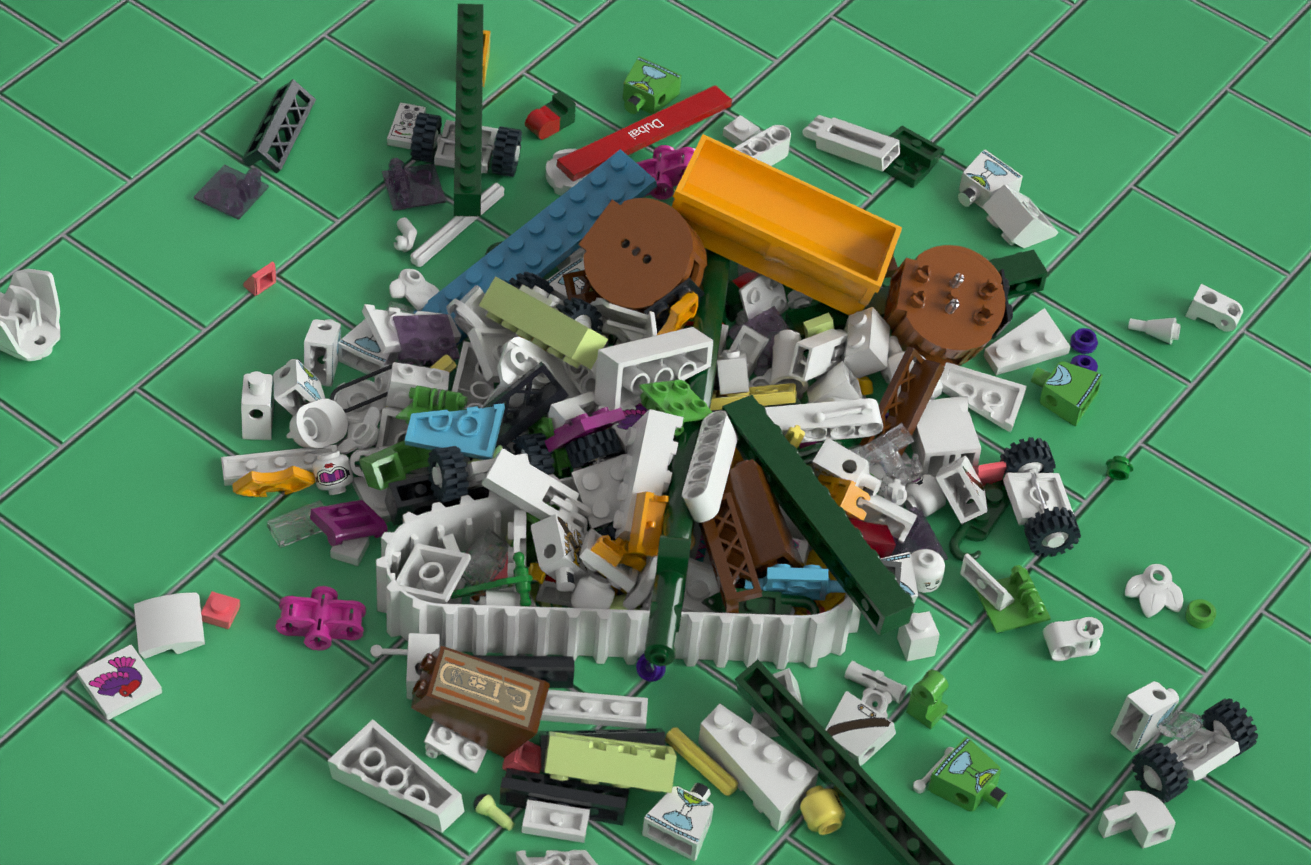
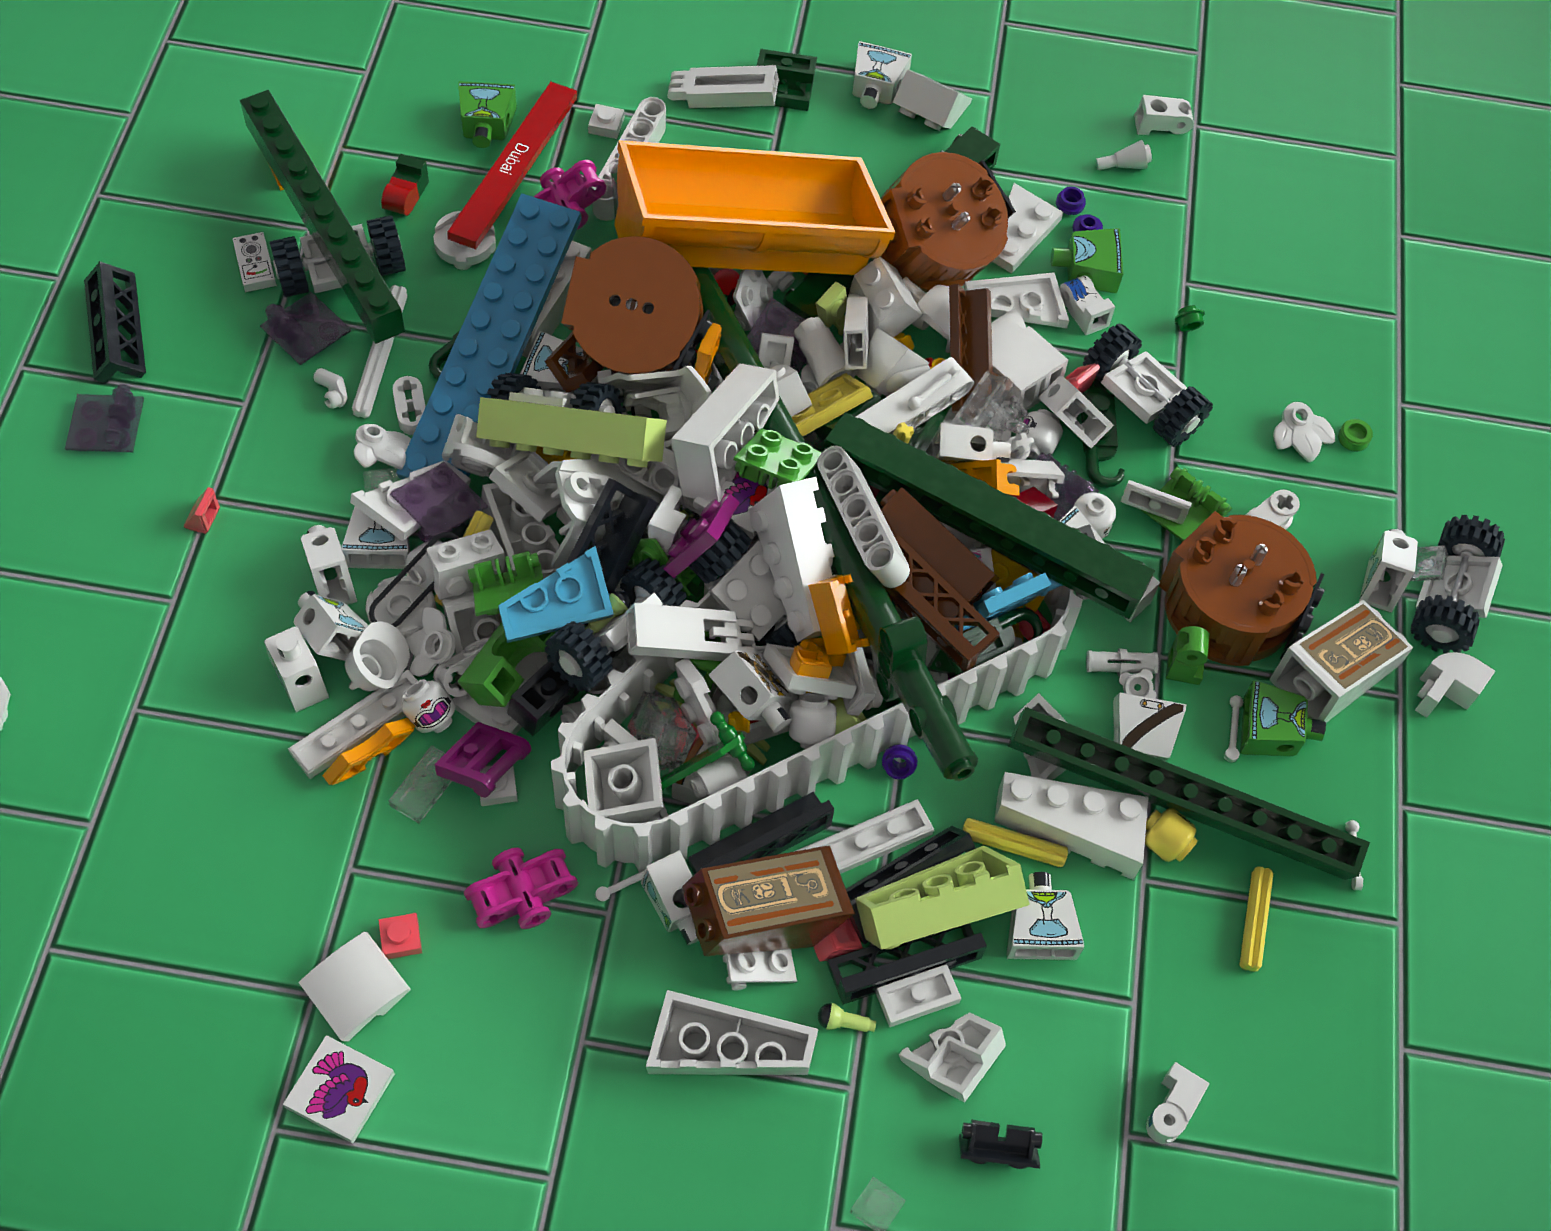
camera: 30 degrees left, 10 degrees up
(449, 268) = (404, 406): none -> white beam
(1005, 671) = (1242, 585): none -> dark orange piece
(1038, 418) = (1086, 304): none -> white leg
(1053, 759) = (1341, 660): none -> slope

